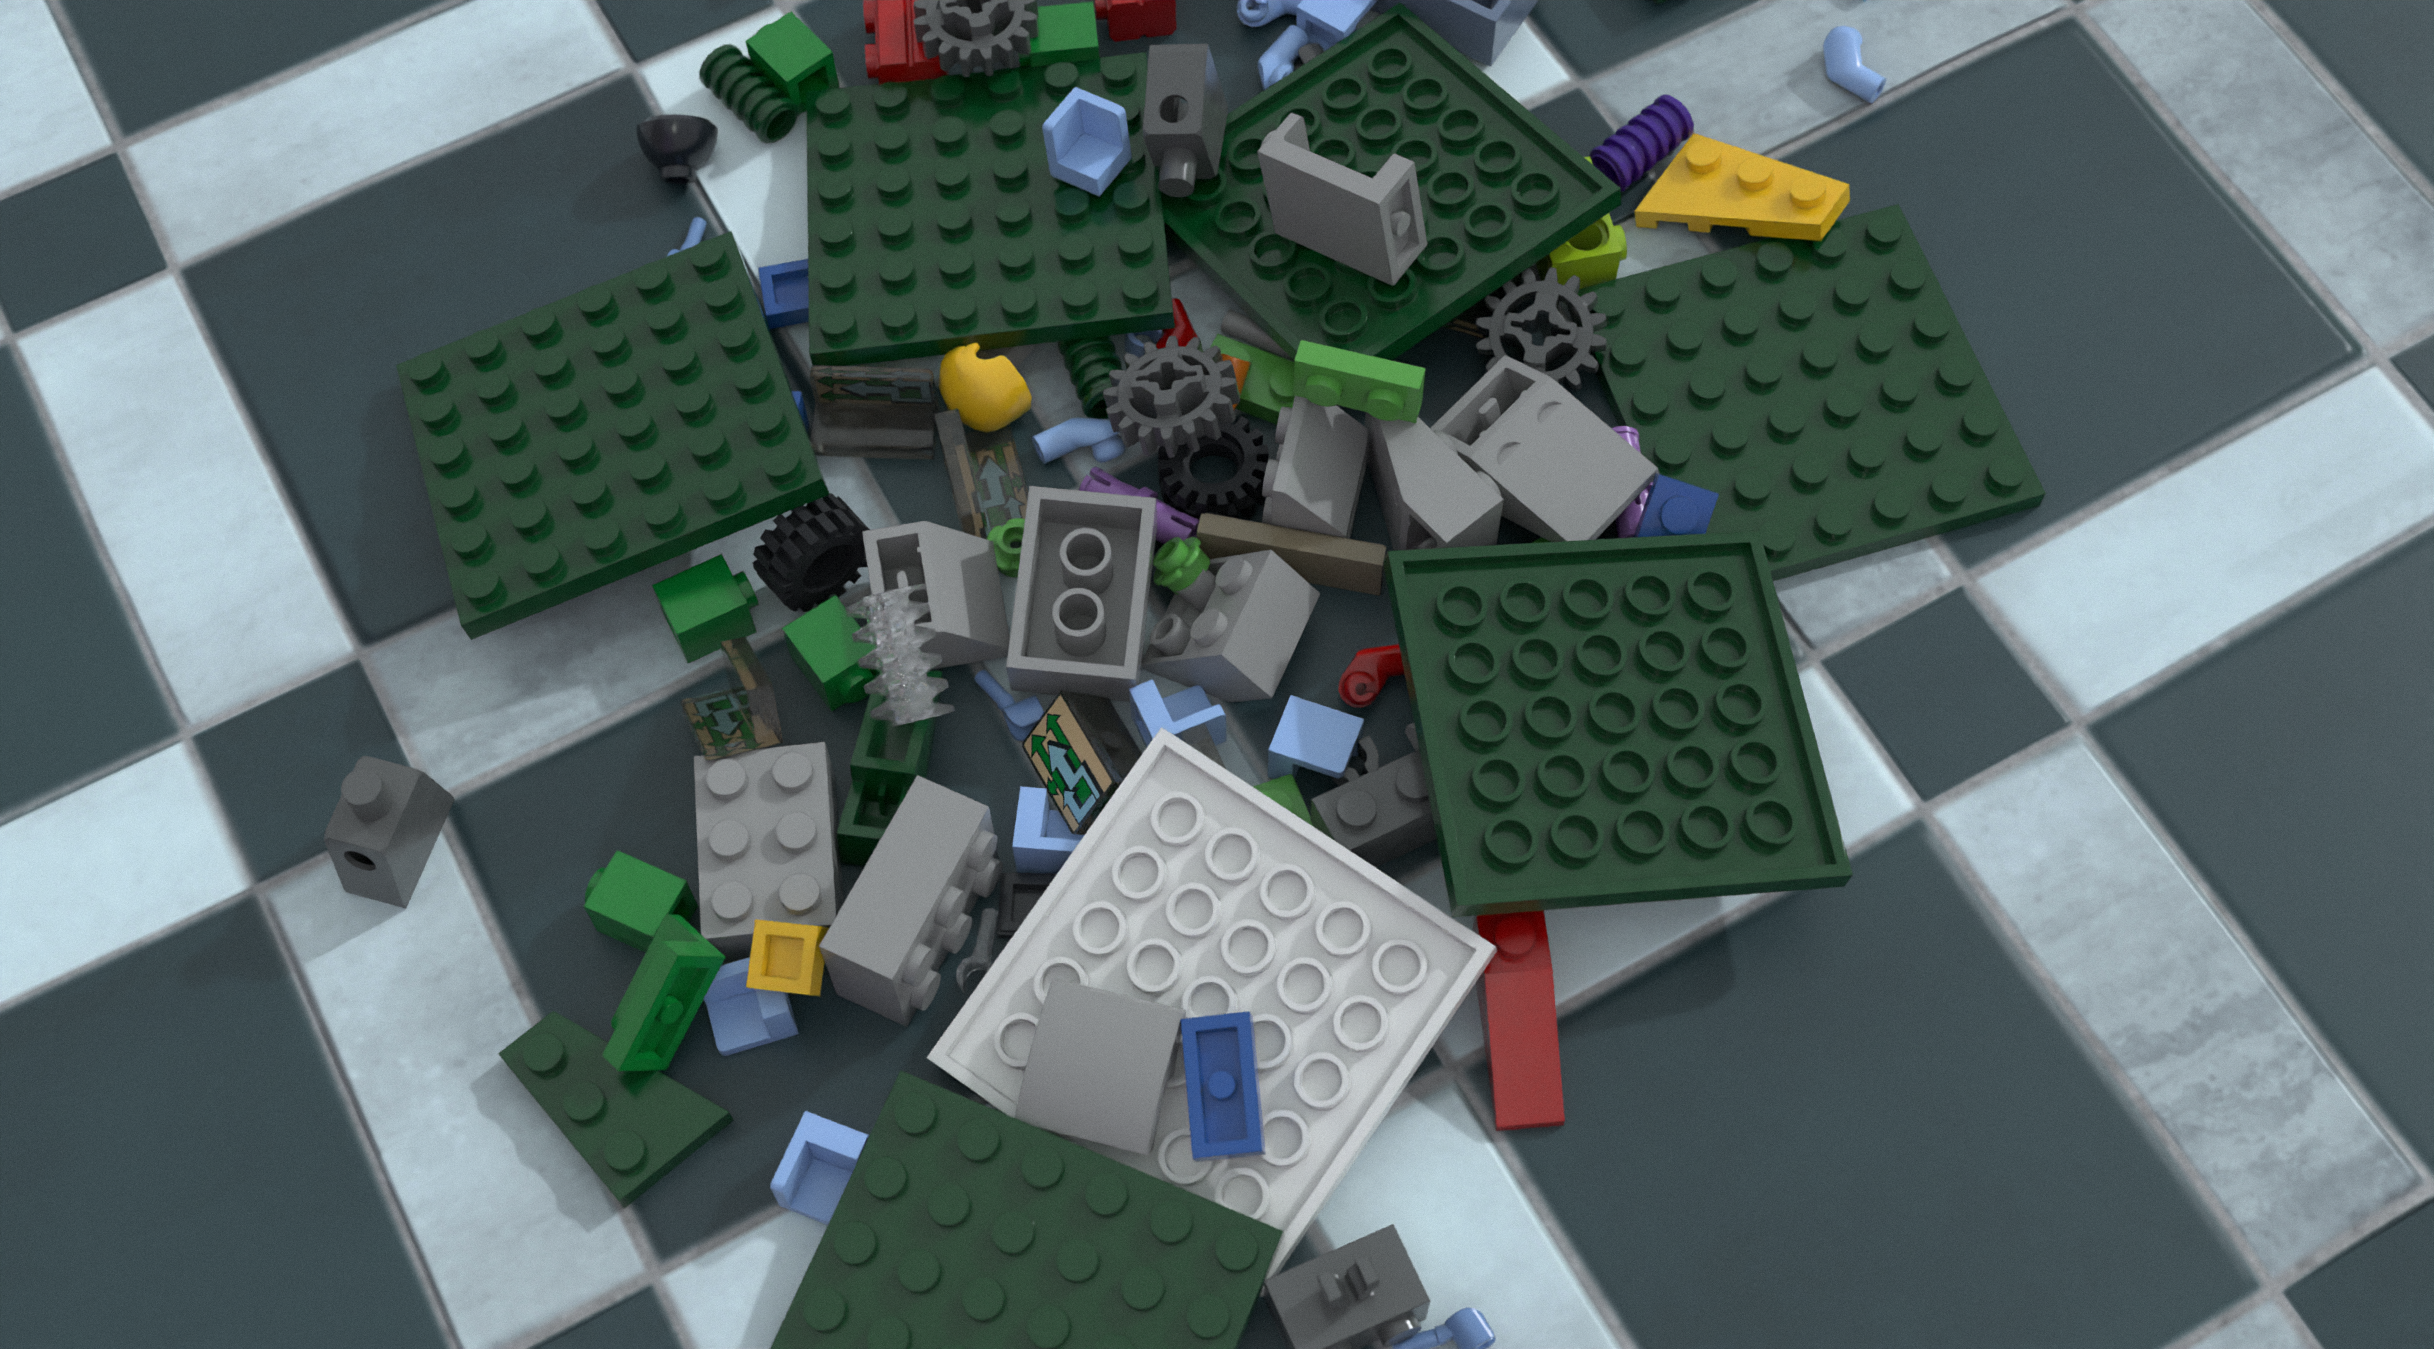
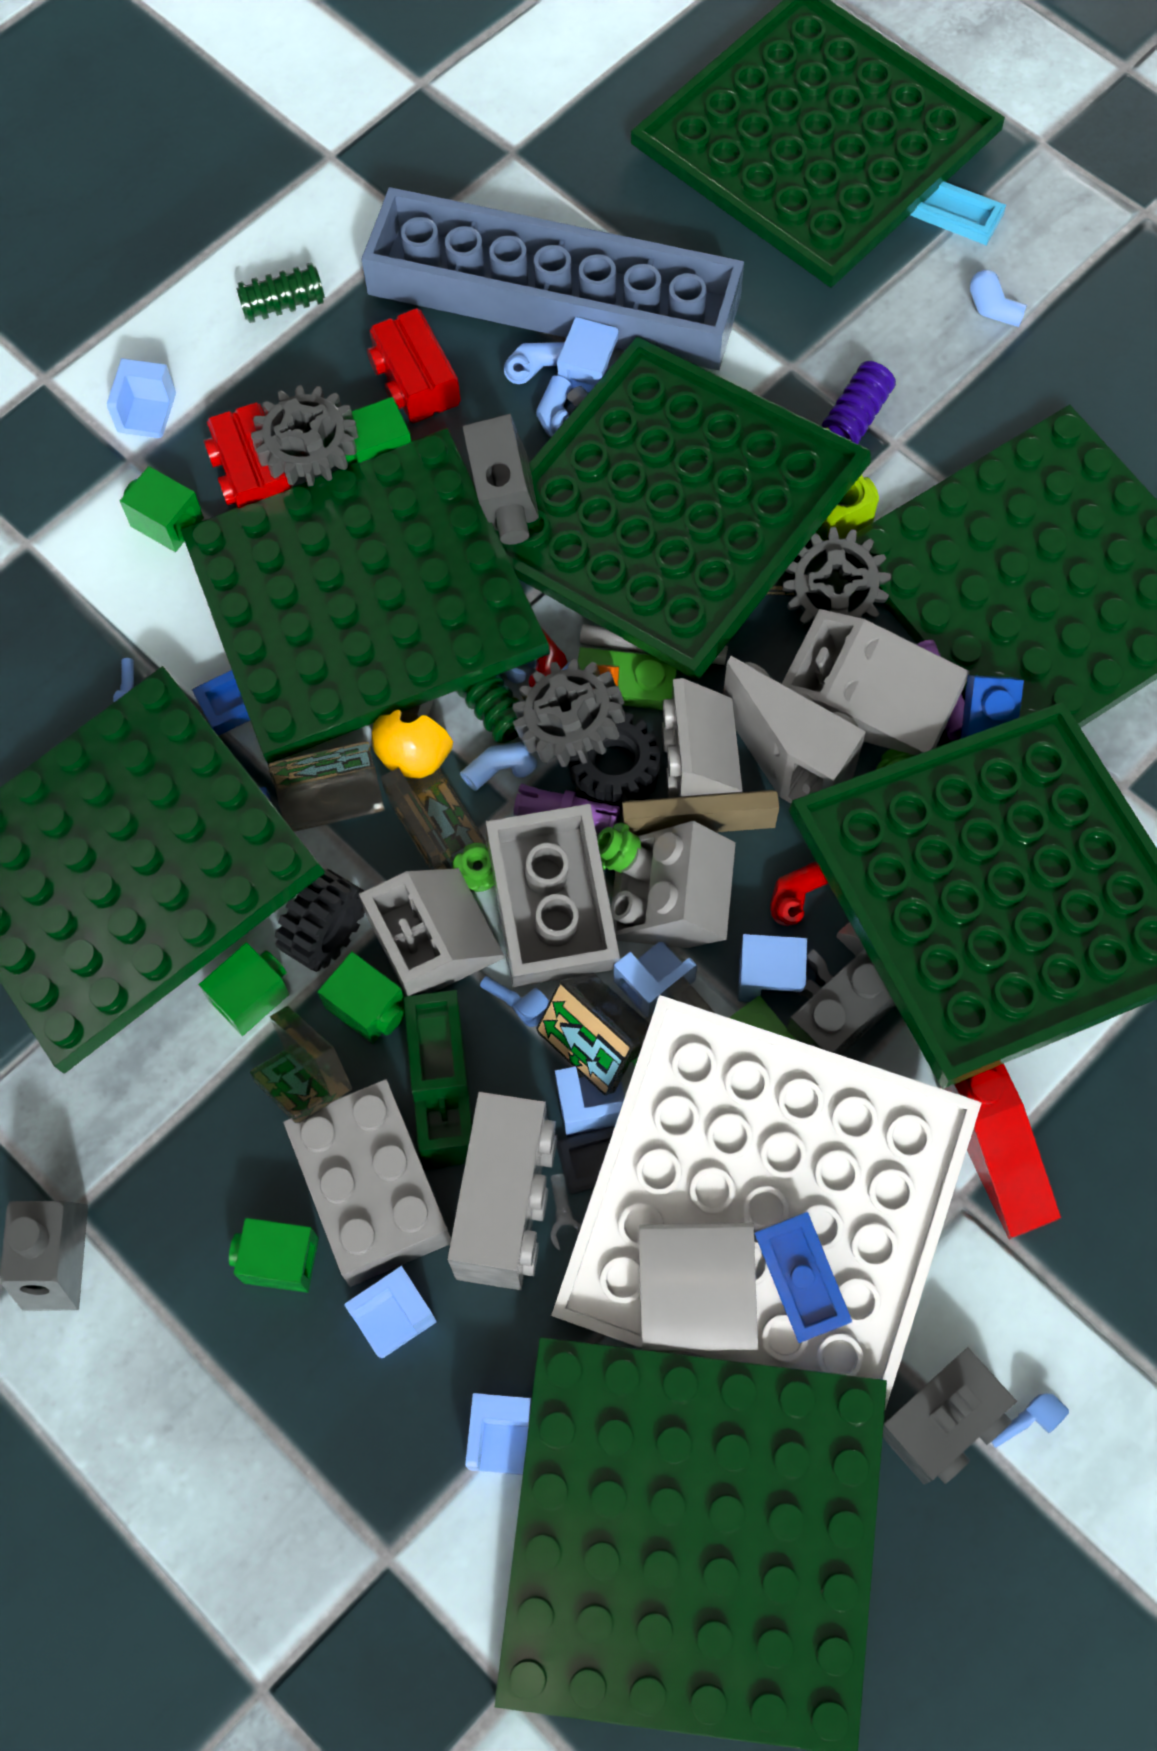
camera: 15 degrees left, 5 degrees up
(620, 1122) = (305, 1428): dark green wing -> none
(662, 997) = (322, 1330): green panel -> none
(677, 145) = (89, 602): black brick -> none
(748, 93) = (133, 542): dark green piece -> none
(786, 957) = (419, 1272): yellow tile -> none
(899, 656) = (430, 995): clear piece -> none
(1087, 141) = (433, 518): light blue panel -> none
(1340, 212) = (659, 525): light grey panel -> none
(1358, 382) = (725, 666): bright green plate -> none
(1738, 188) = (948, 423): yellow wing -> none

